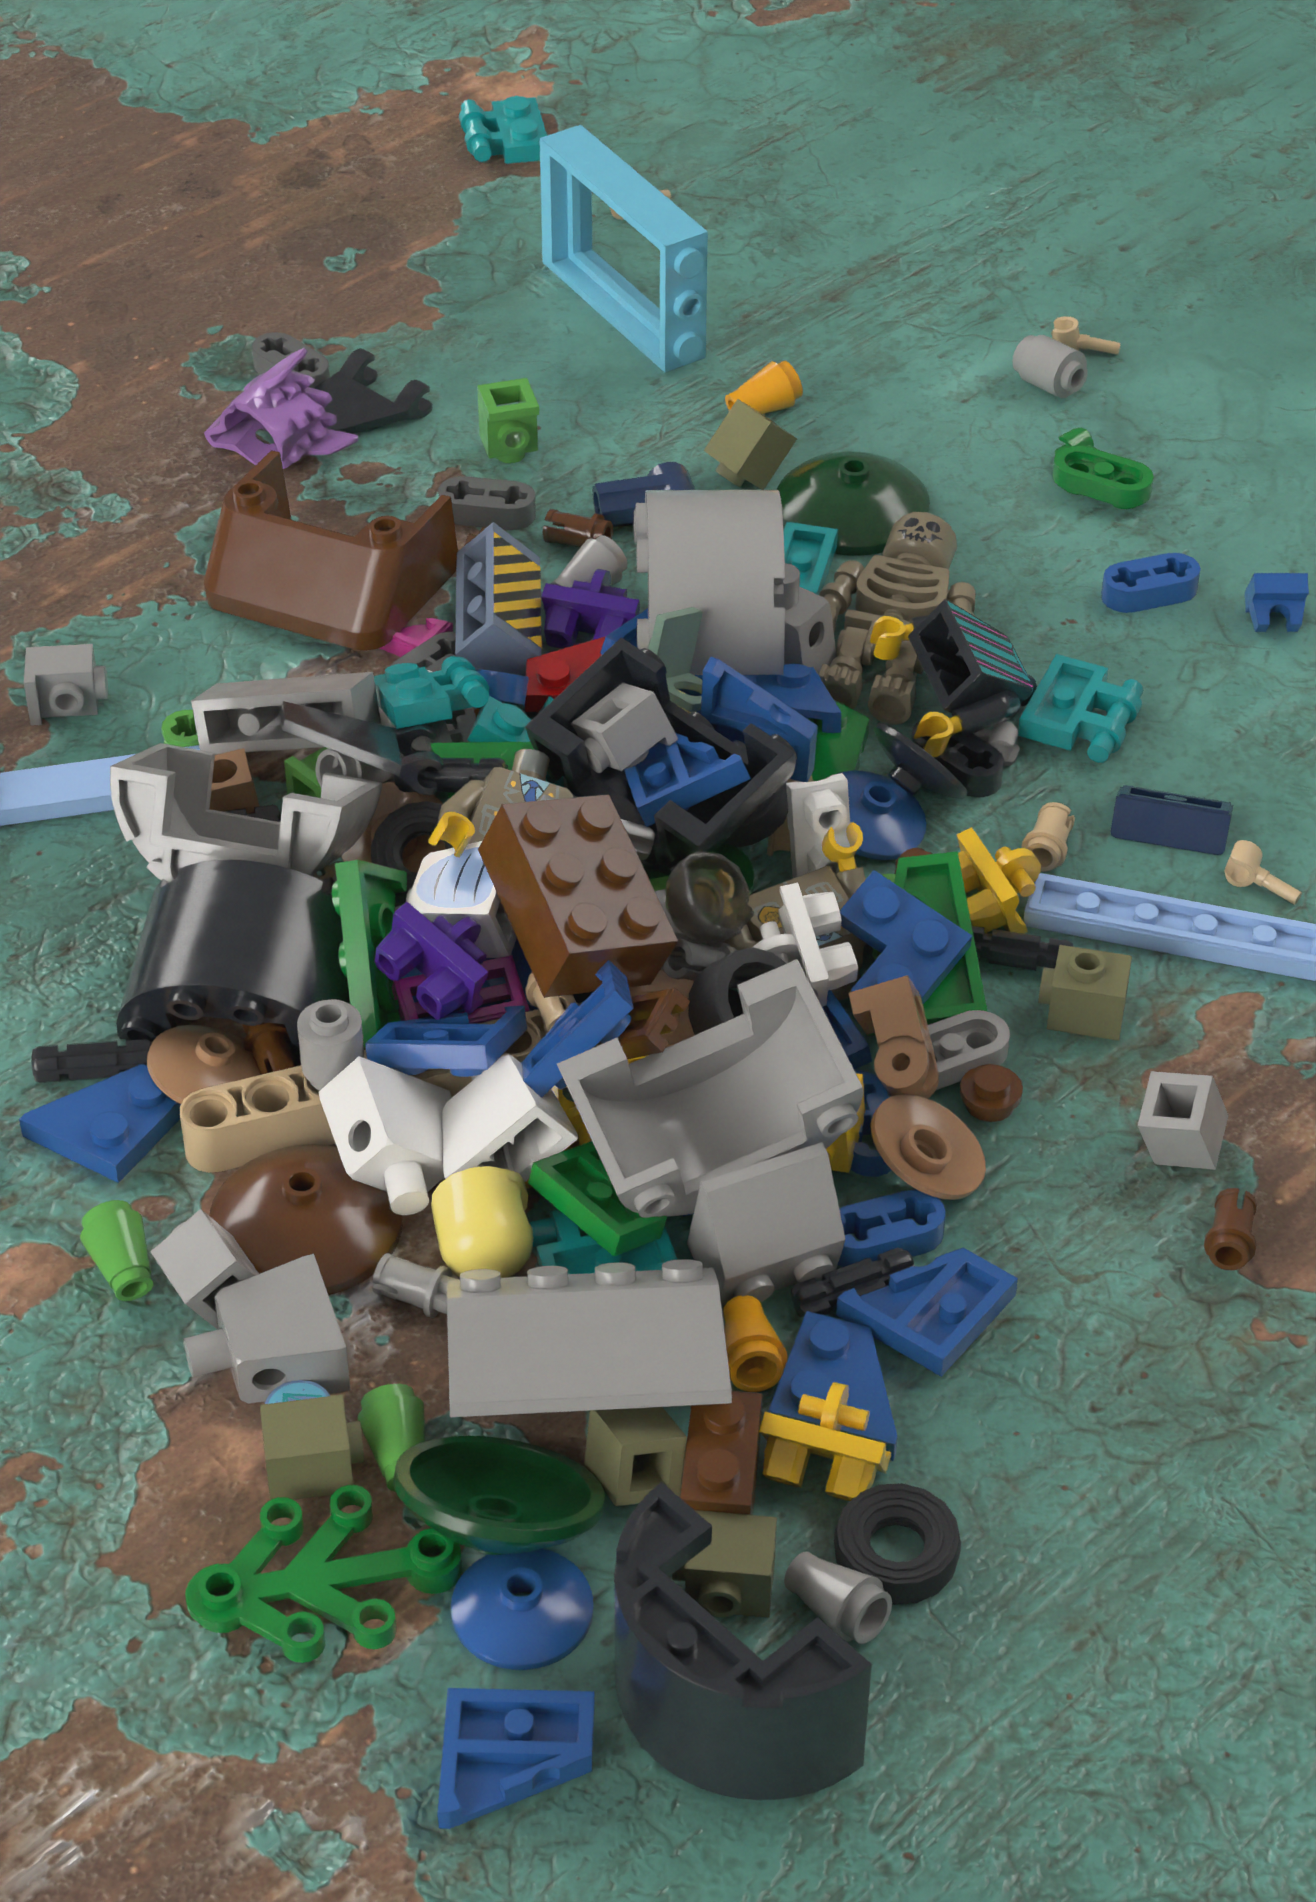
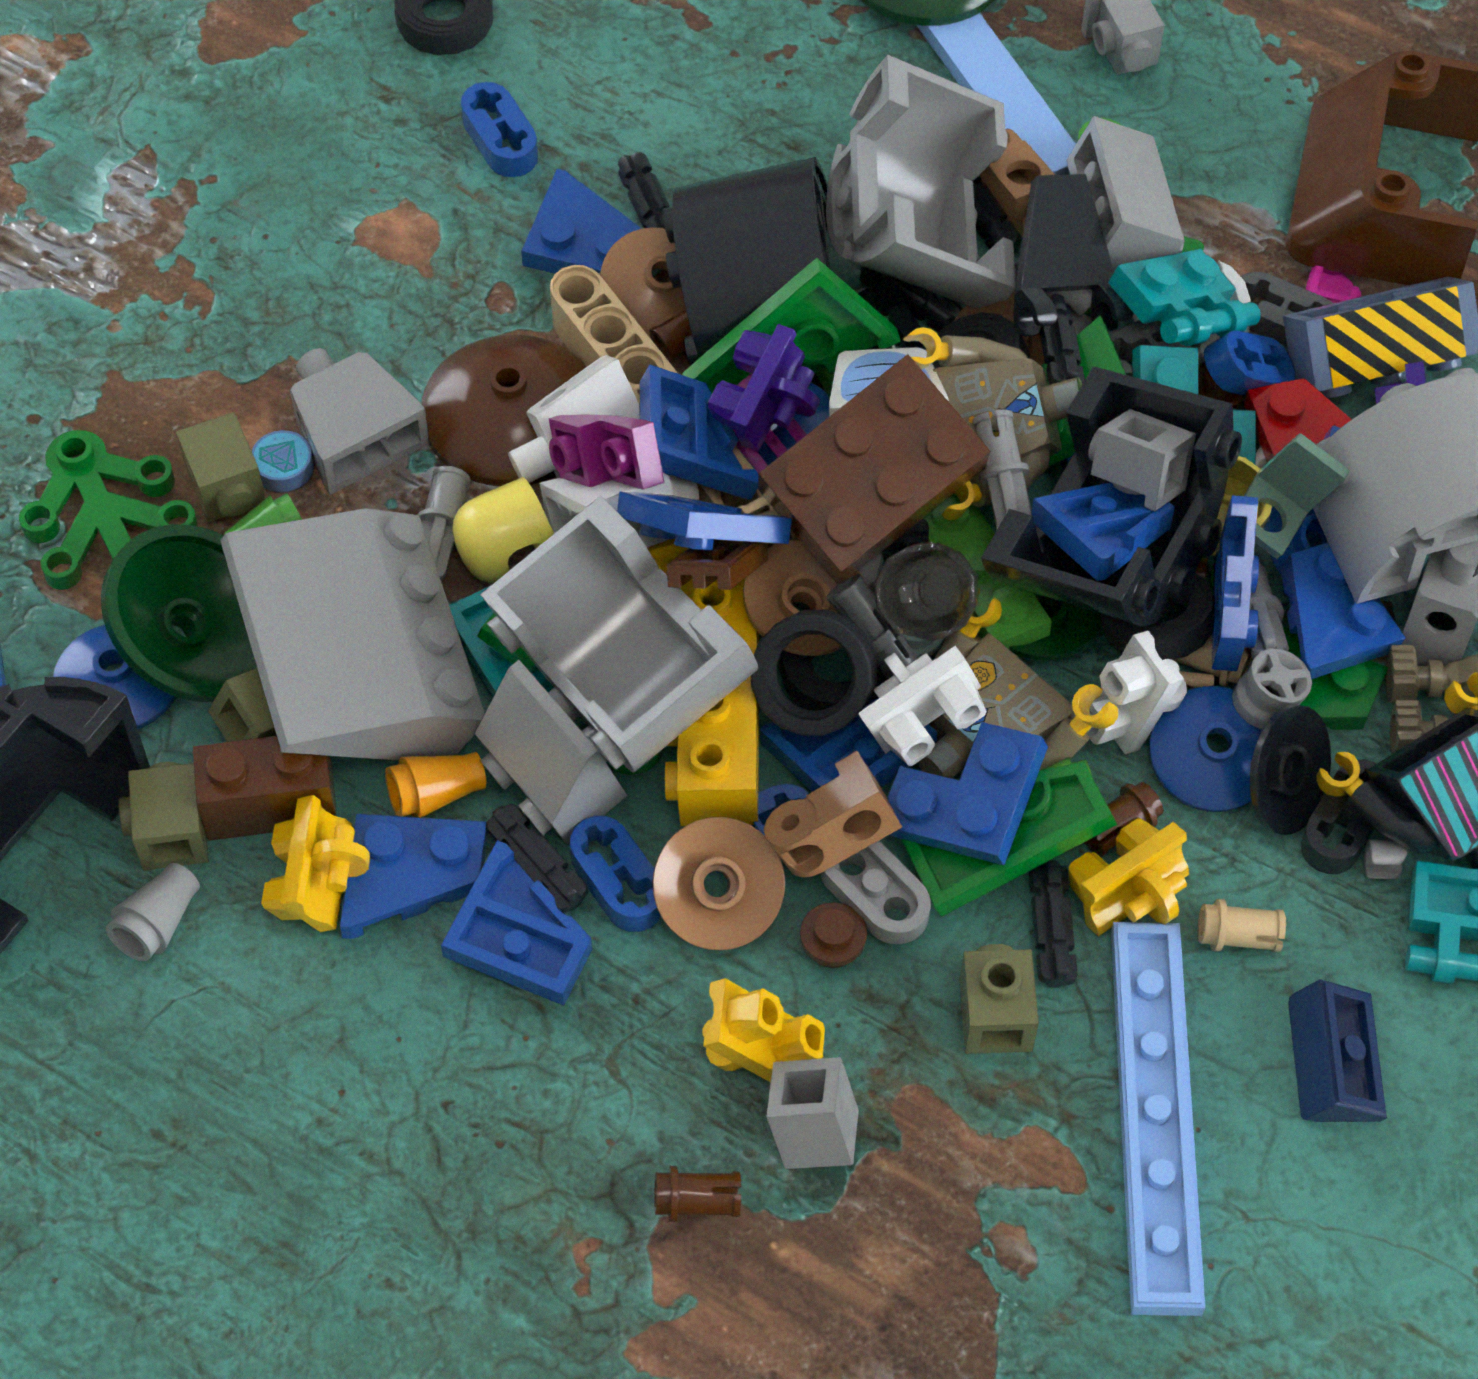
camera: 75 degrees right, 15 degrees up
(118, 1247) = (425, 281): bright green cone -> none
(200, 1261) = (408, 341): light grey brick -> none
(328, 1040) = (644, 337): light grey brick -> none
(453, 1095) = (605, 449): none -> magenta slope
(844, 747) = (1271, 683): none -> light grey wheel
(907, 1507) = (240, 989): black tyre -> none
(1095, 1144) = (755, 1031): none -> yellow hips
(1244, 869) = (1275, 1138): tan hand -> none

